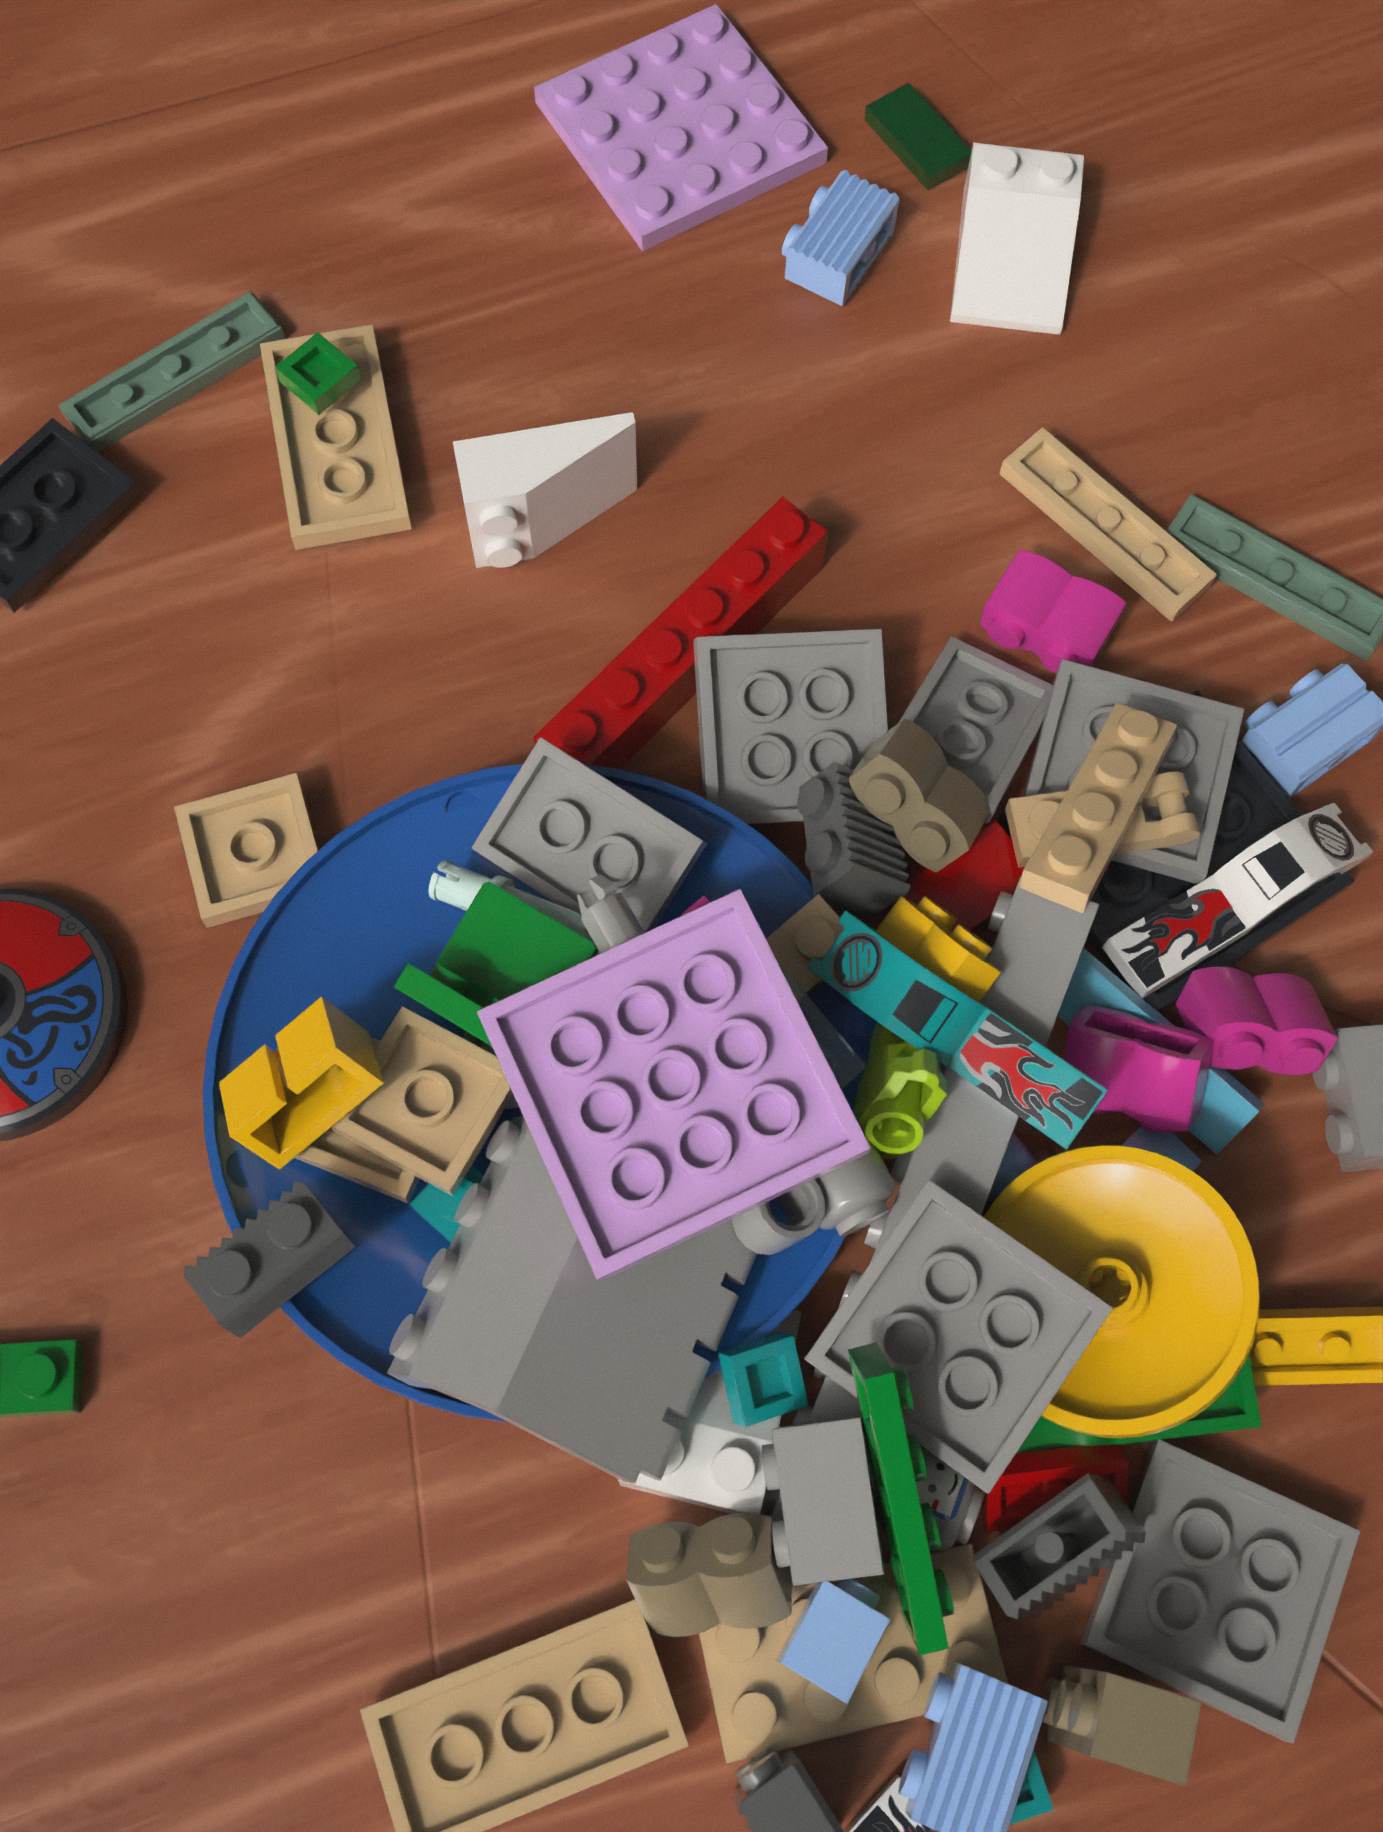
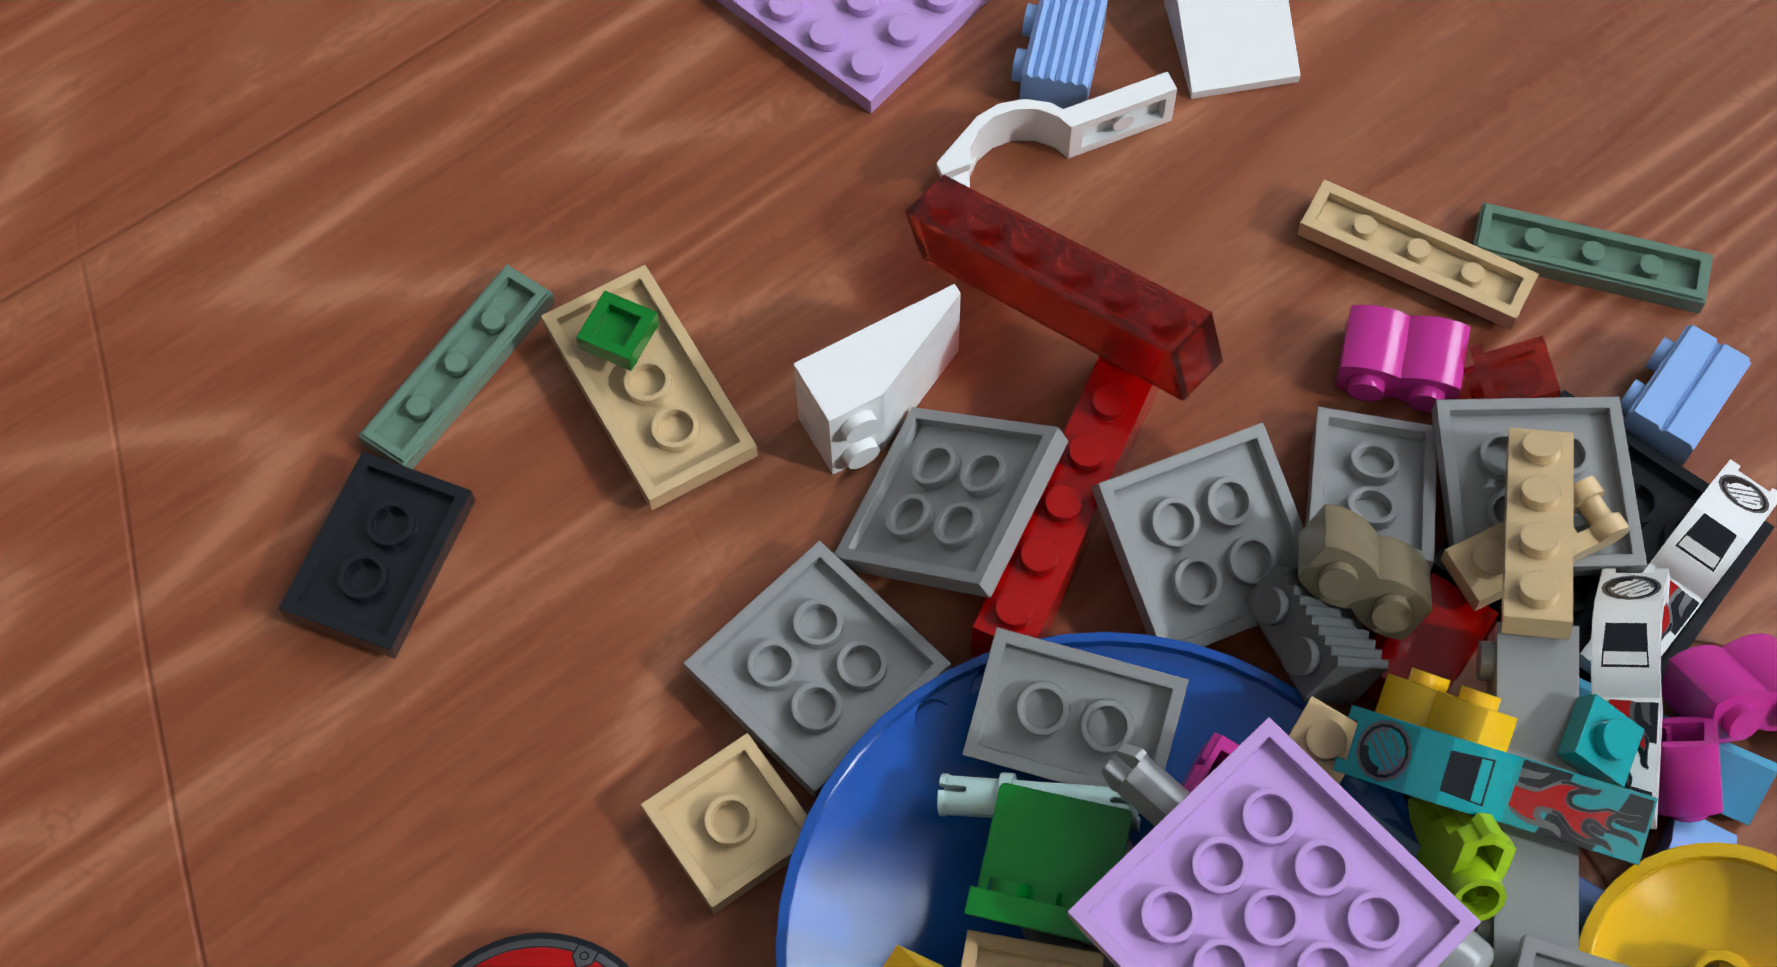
camera: 15 degrees left, 5 degrees down
(382, 725) = (814, 665): none -> light grey plate
(564, 617) = (952, 500): none -> light grey plate
(744, 450) = (1066, 287): none -> clear red brick
(821, 314) = (1068, 129): none -> white piece
(1077, 1020) = (1600, 740): none -> teal plate
(1134, 978) = (1629, 662): none -> white piece
(1153, 657) = (1512, 372): none -> clear red bracket

